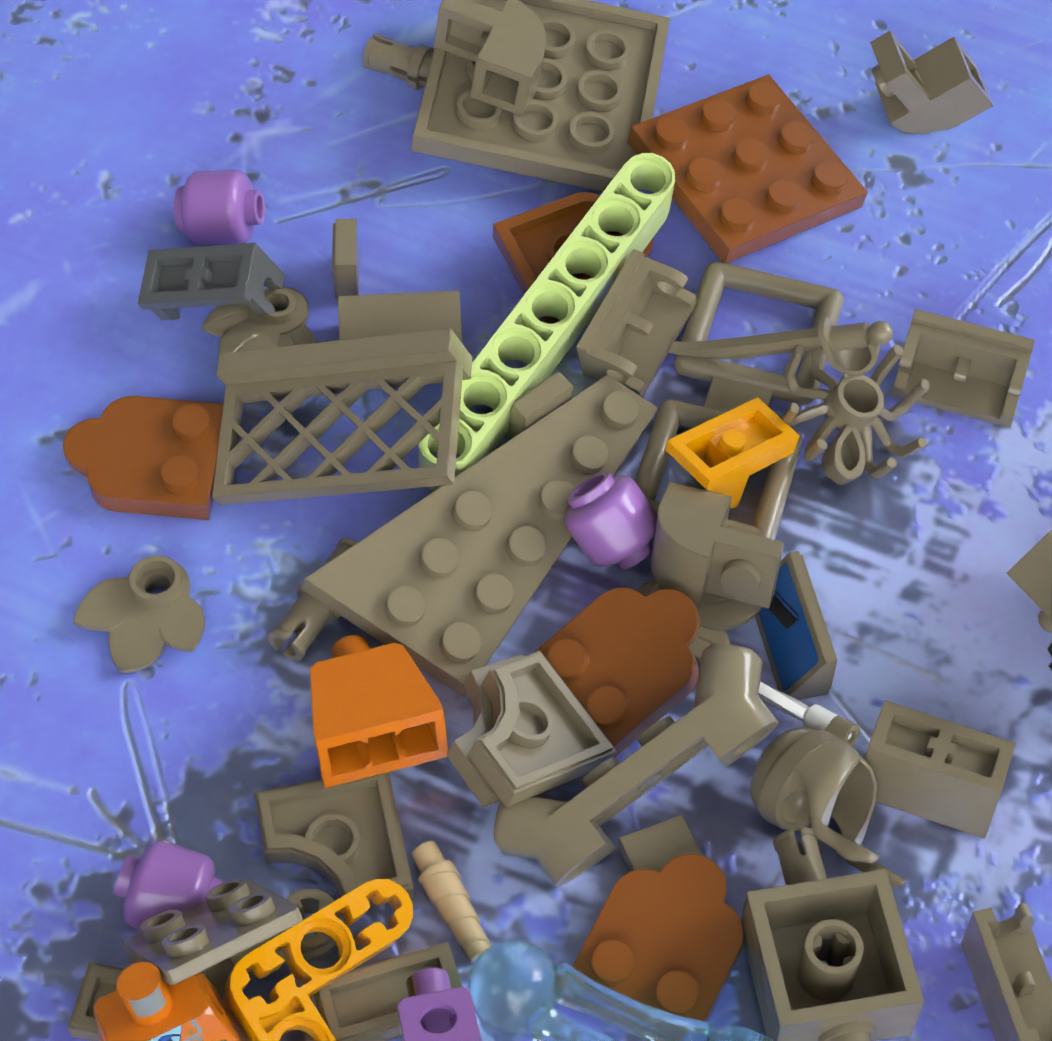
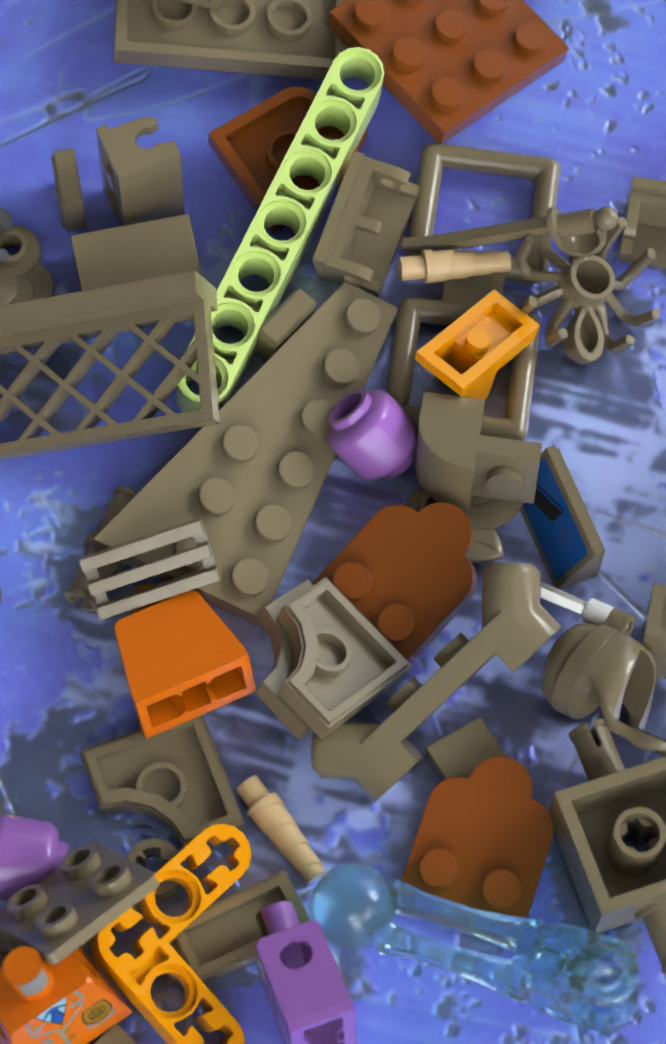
camera: 10 degrees left, 10 degrees up
(303, 626) = (99, 586): none -> tile
(417, 249) = (136, 180): none -> dark tan hinge
(714, 370) = (451, 265): none -> tan animal

